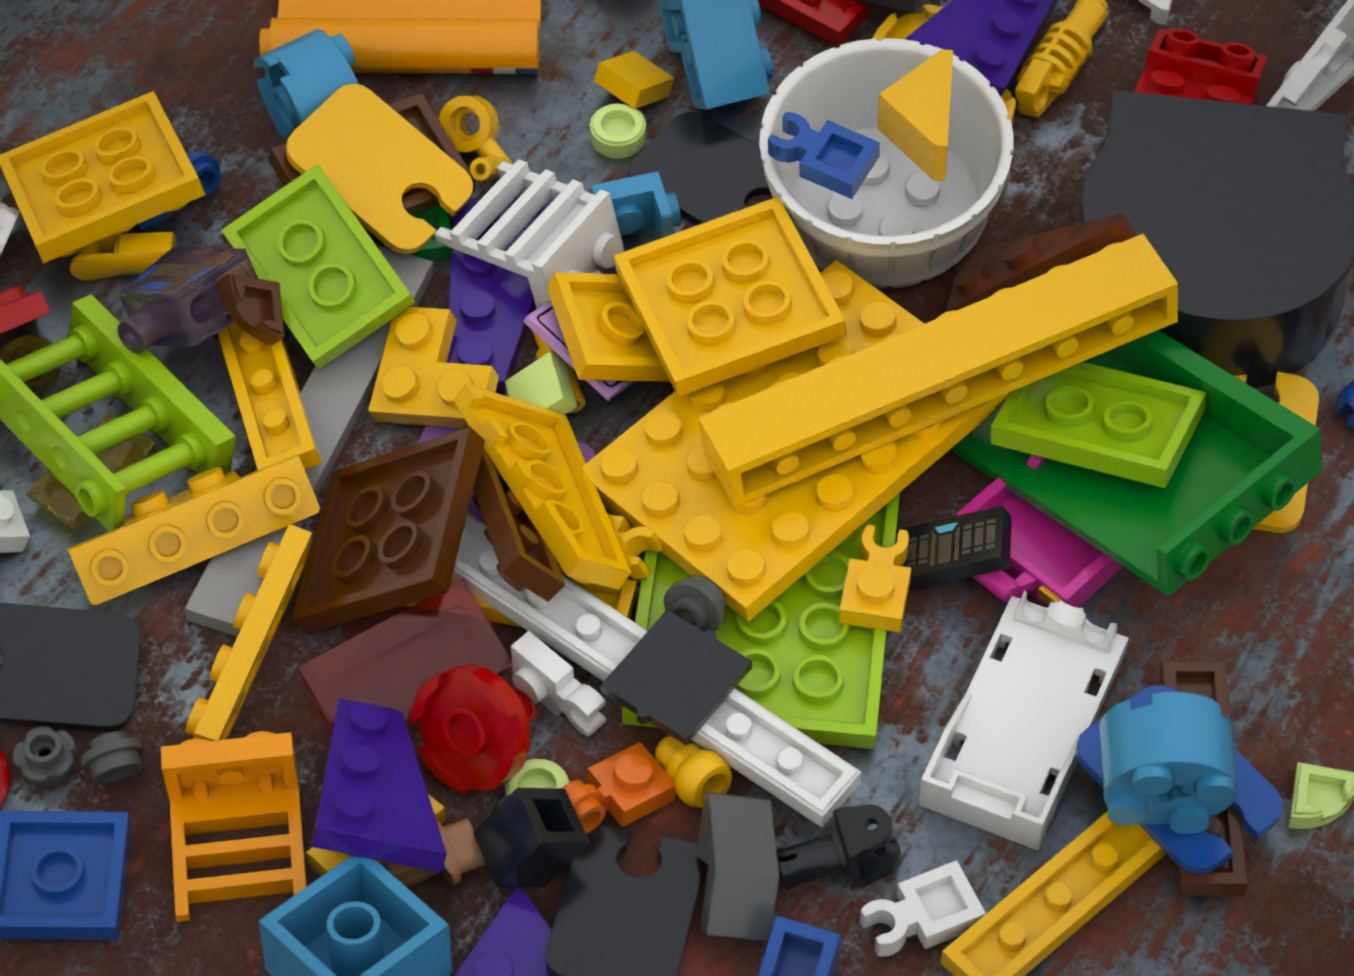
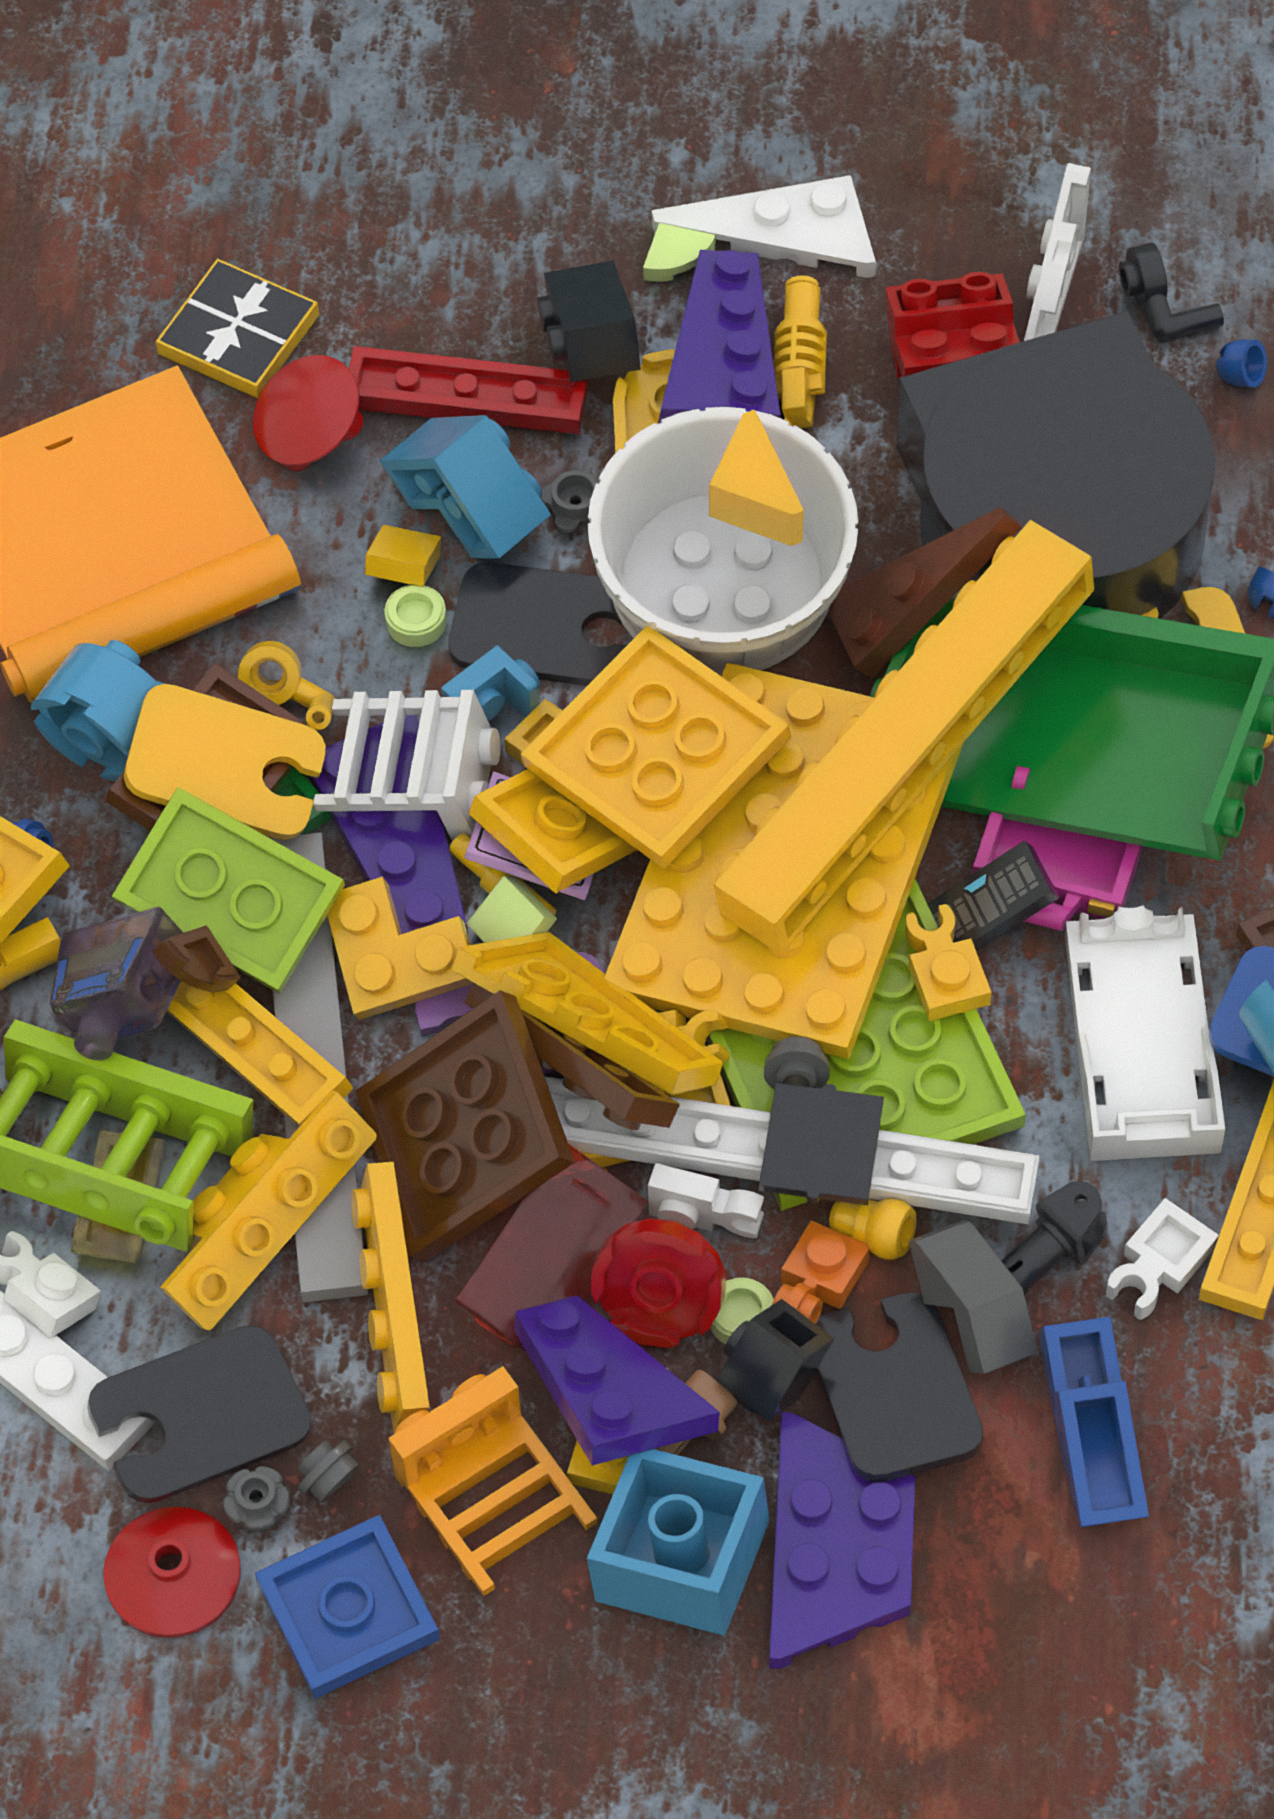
camera: 25 degrees left, 5 degrees up
(828, 158) = (690, 564): blue plate -> none
(1102, 422) = (1071, 718): lime plate -> none

